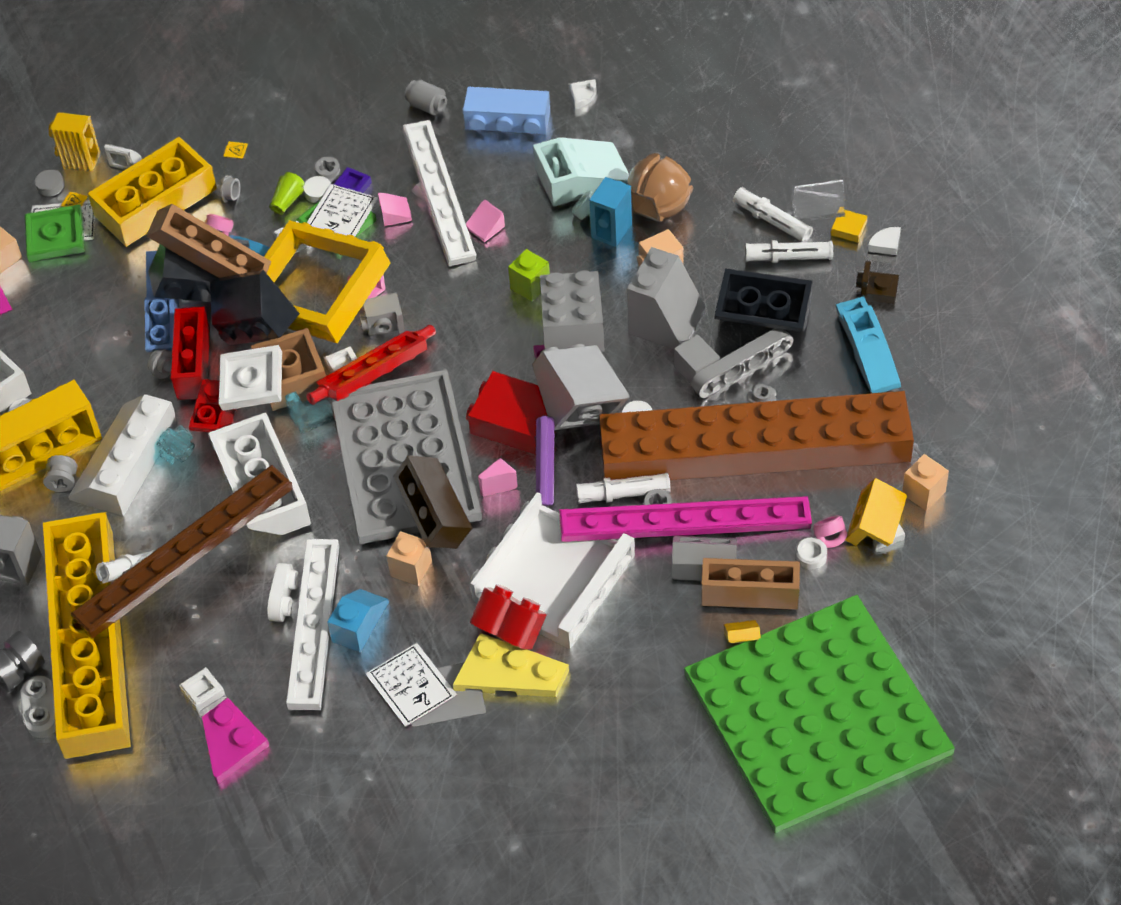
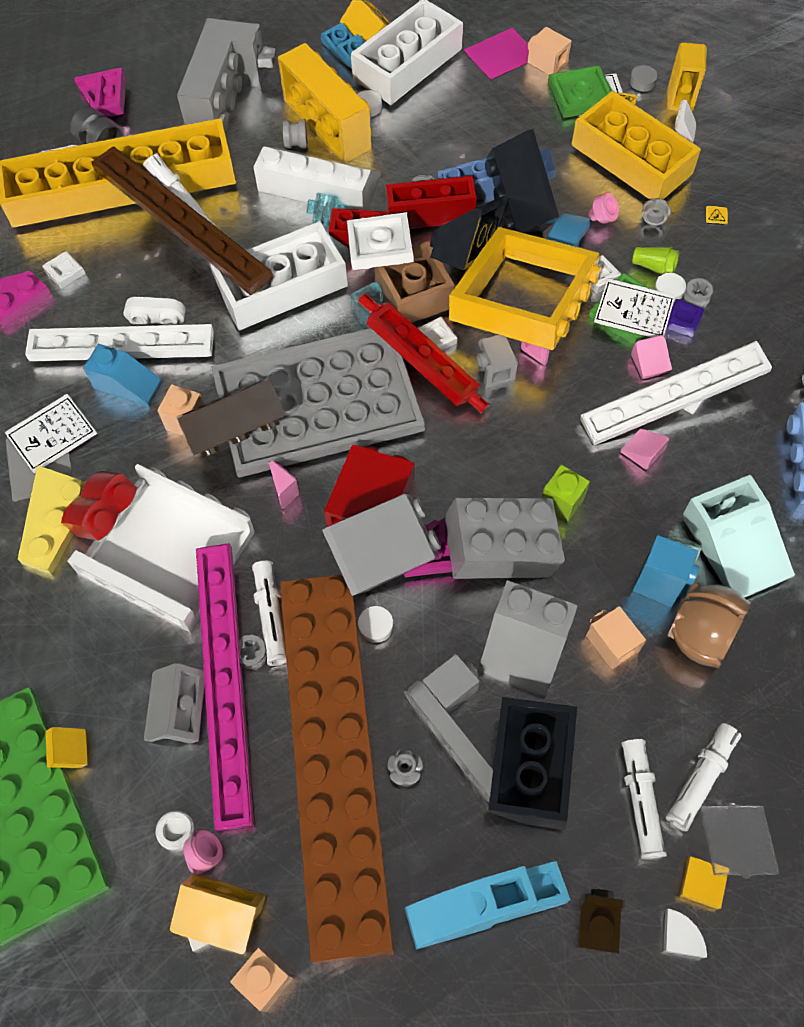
camera: 85 degrees right, 10 degrees up
(203, 244) = (518, 167): medium nougat brick -> none
(545, 459) = (296, 526): medium lavender axle -> none
(750, 583) = (117, 754): medium nougat brick -> none

